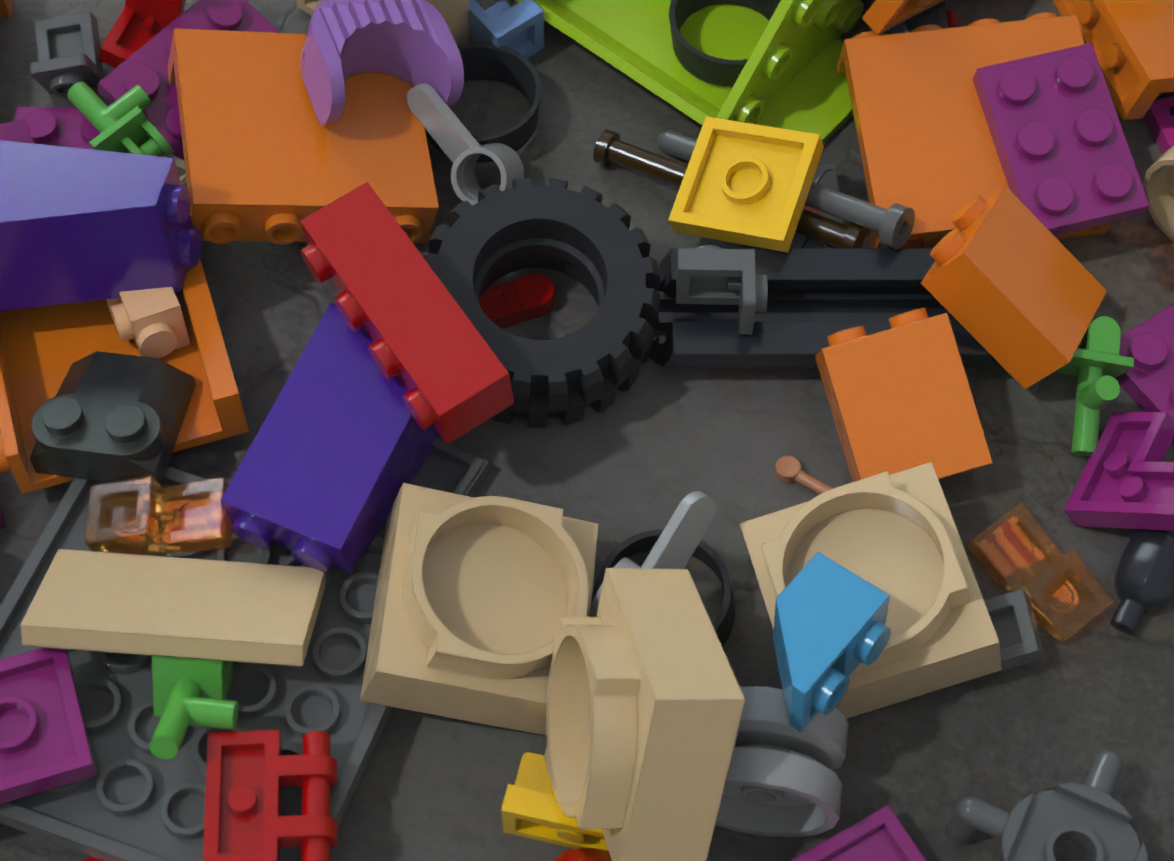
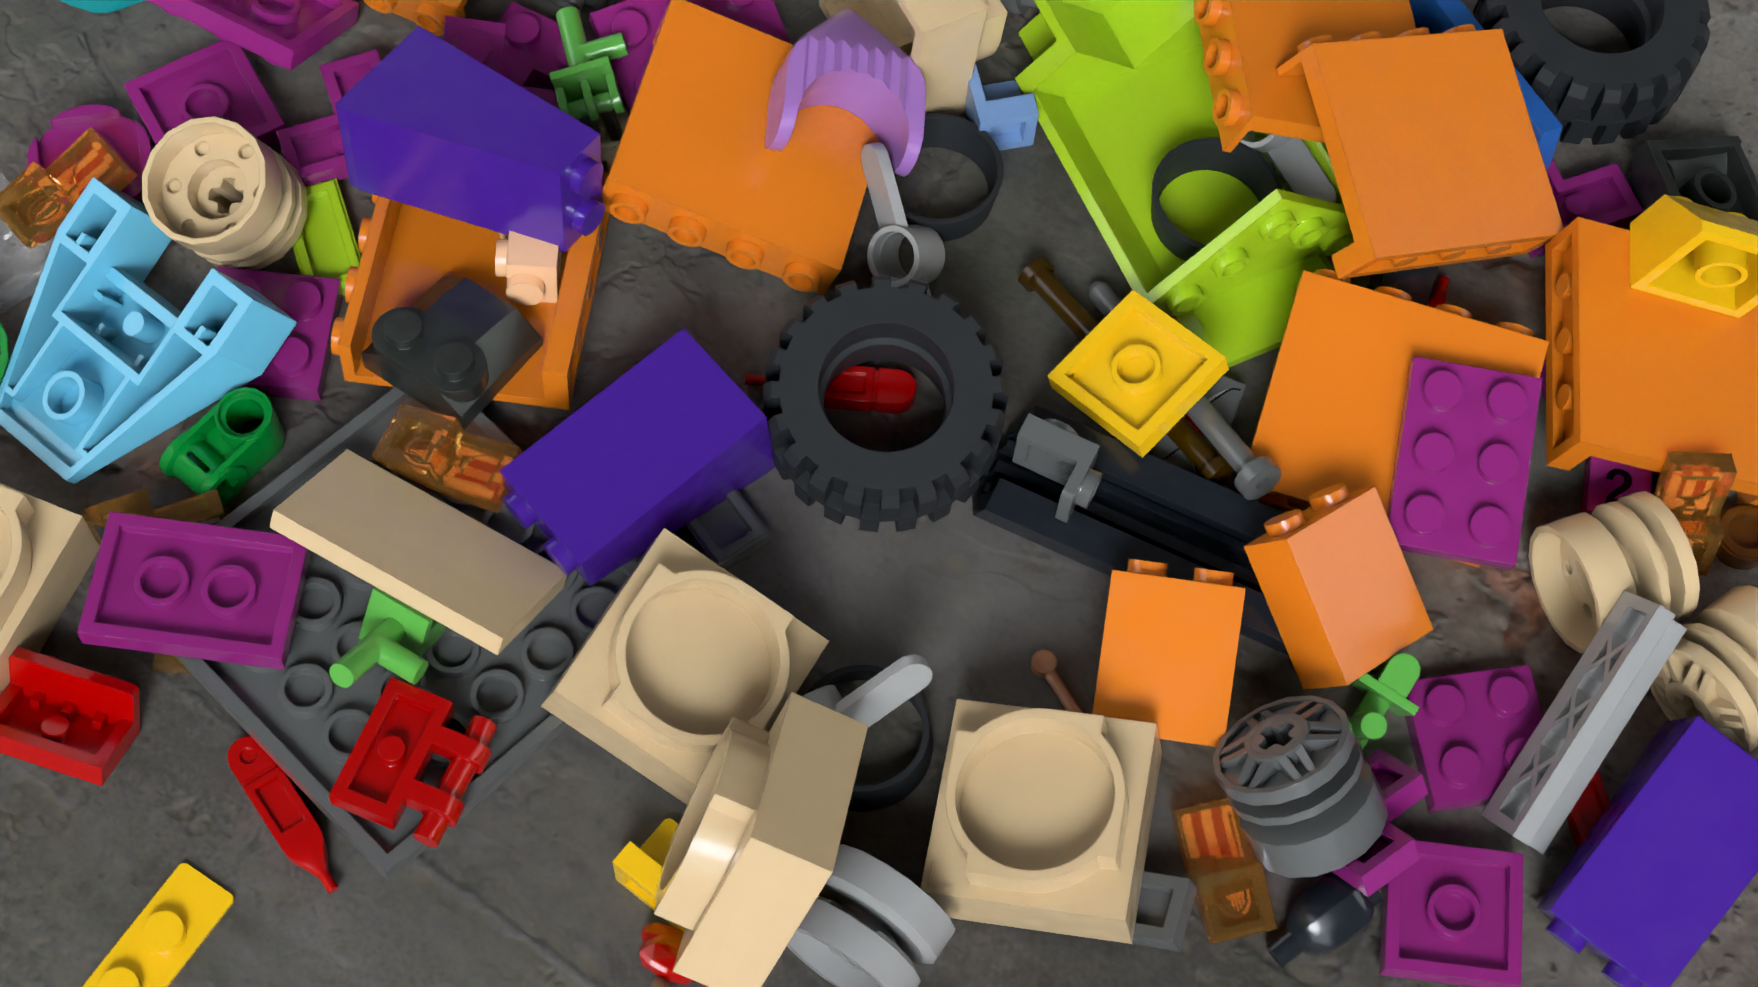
camera: 20 degrees right, 5 degrees up
(406, 313) = (739, 372): red brick -> none
(822, 632) = (957, 840): dark azure slope -> none
(1078, 464) = (1300, 786): none -> dark grey wheel

